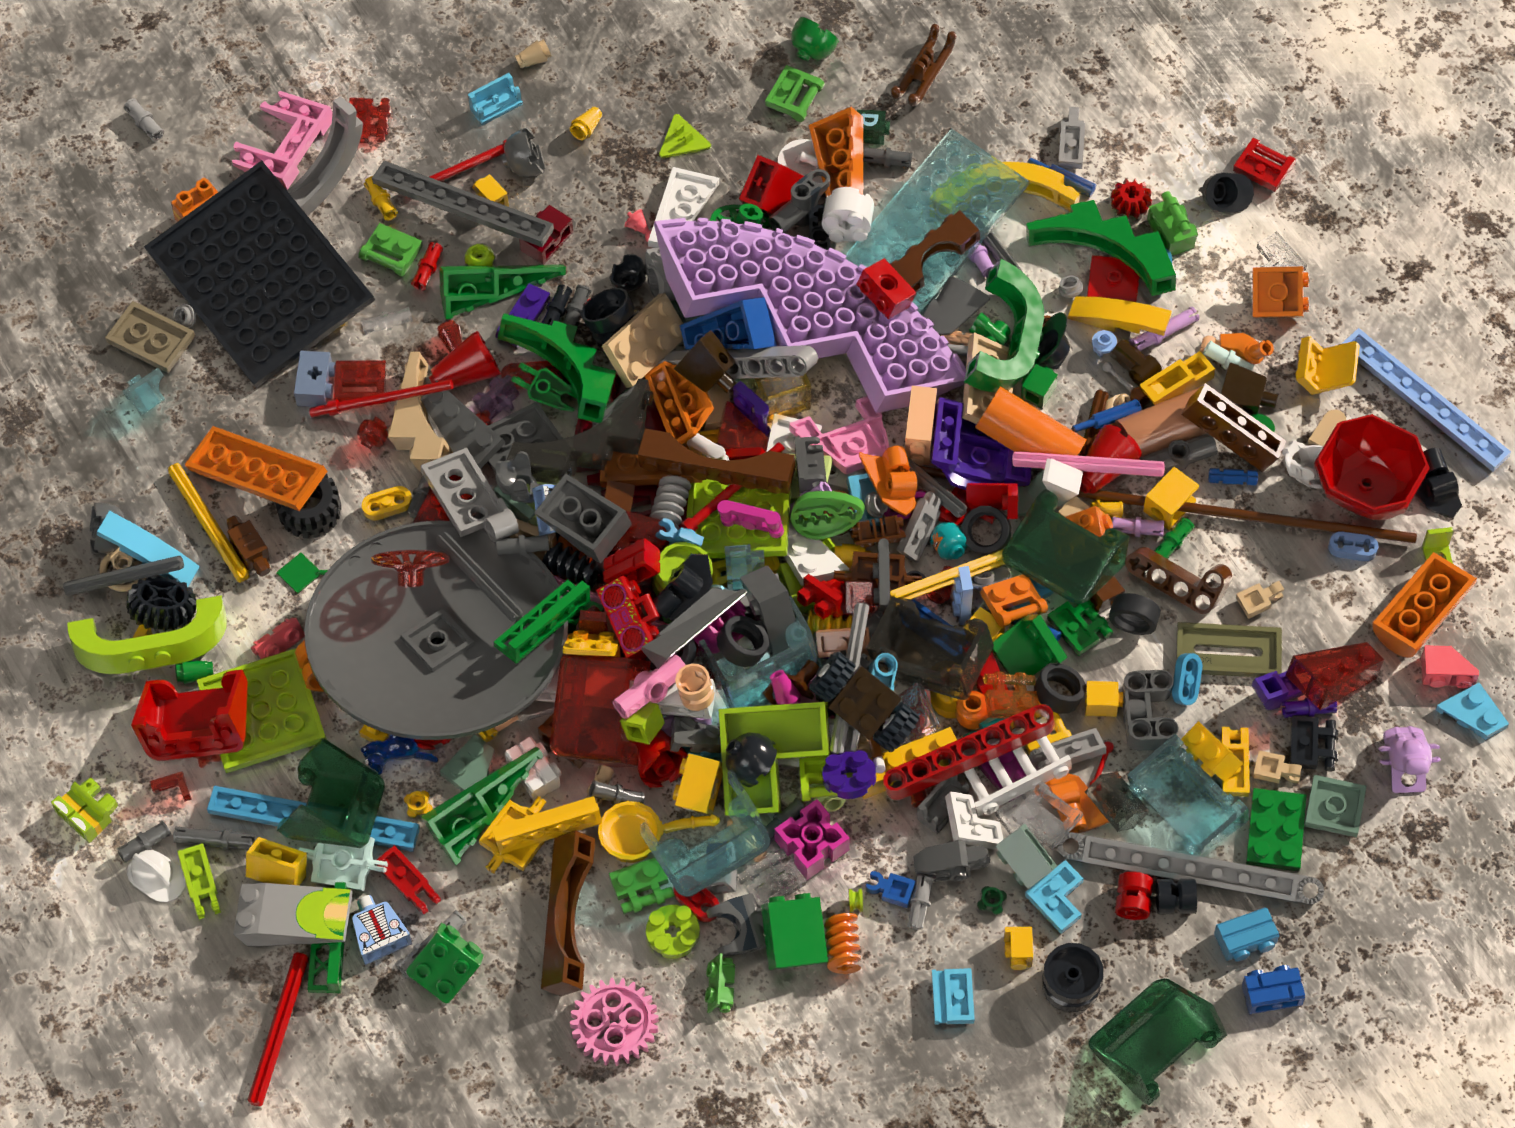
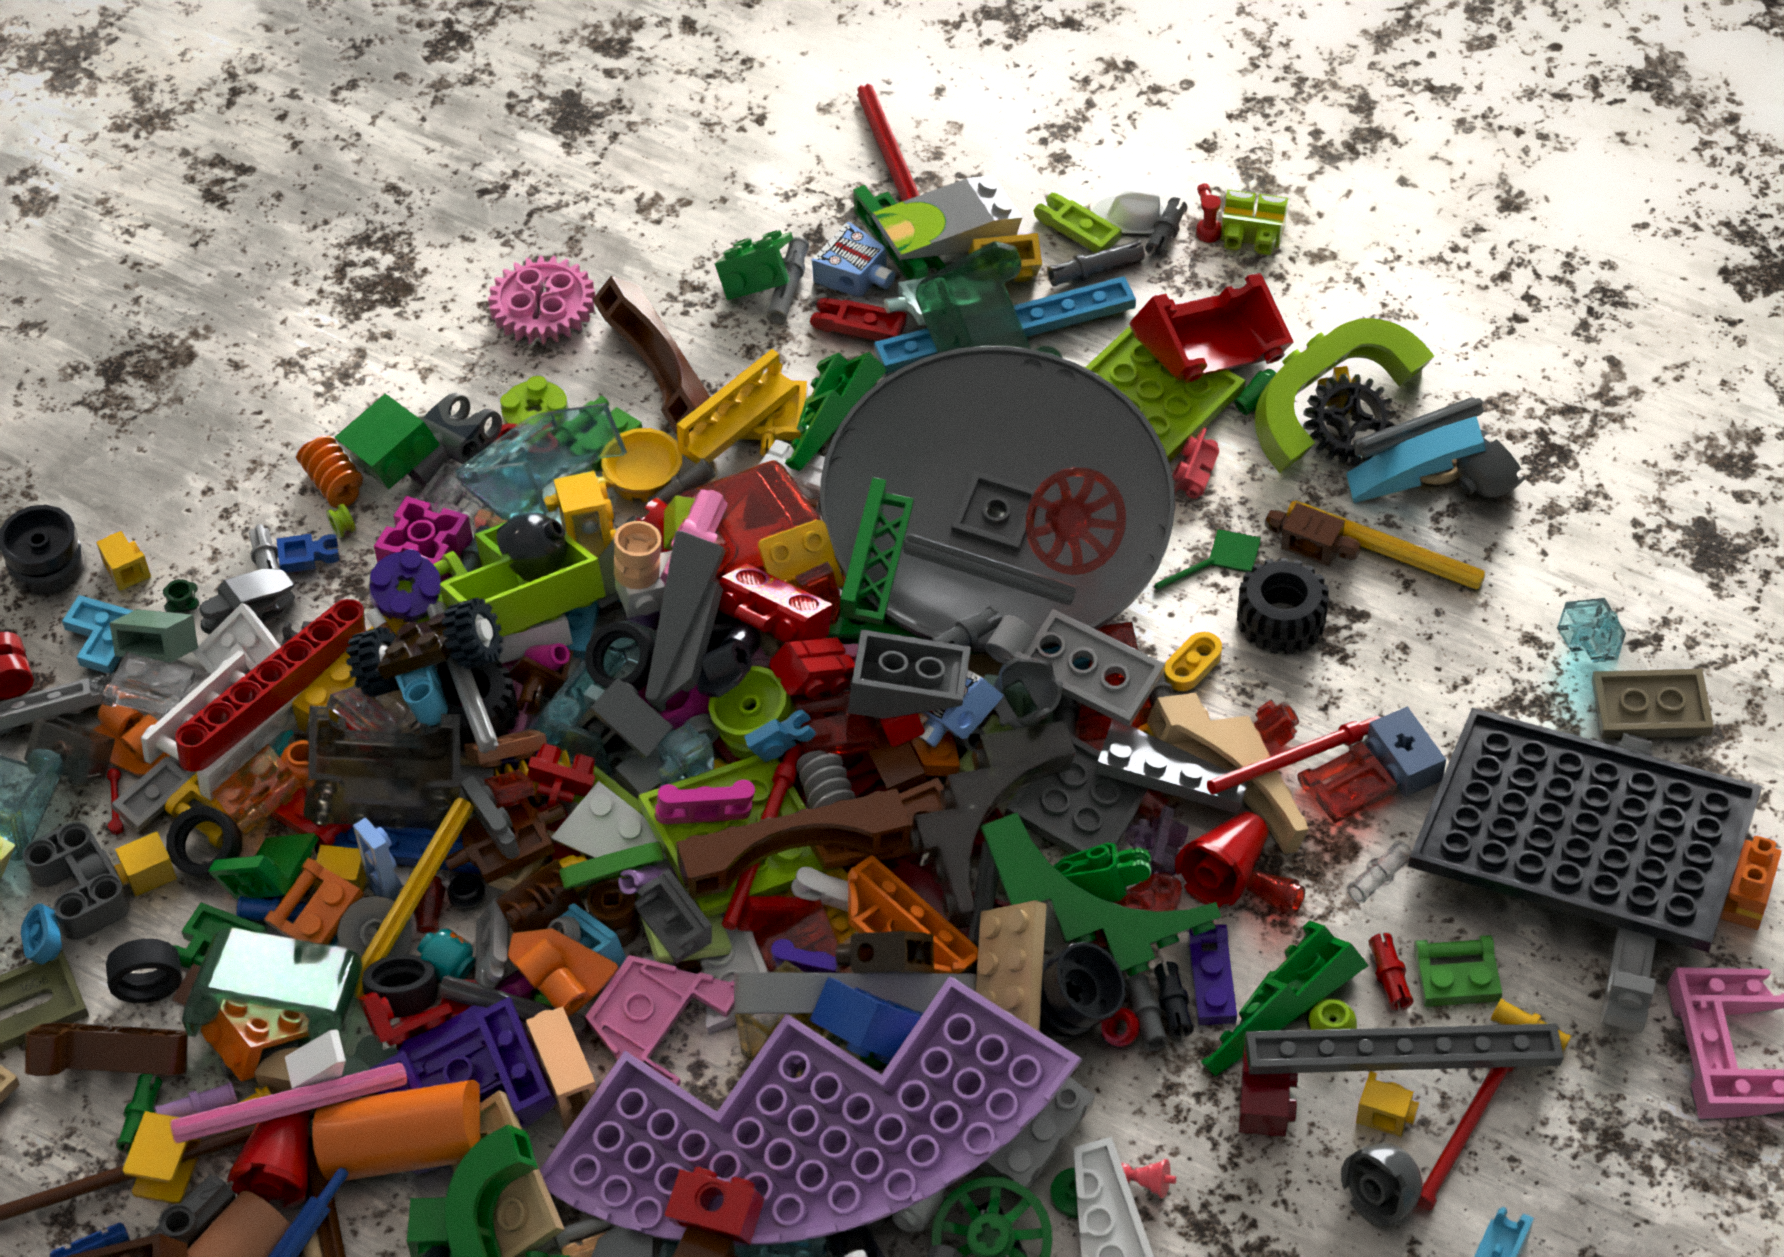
camera: 150 degrees right, 10 degrees down
(112, 828) = (1208, 229): none -> red piece
(172, 781) = (1185, 282): clear red tile -> none
(256, 468) = (1370, 592): orange plate -> none
(366, 112) = (1660, 1130): clear red plate -> none
(629, 274) = (1112, 1086): black hair -> none
(720, 973) = (444, 372): bright green hinge -> none
(953, 996) = (177, 484): medium azure plate -> none

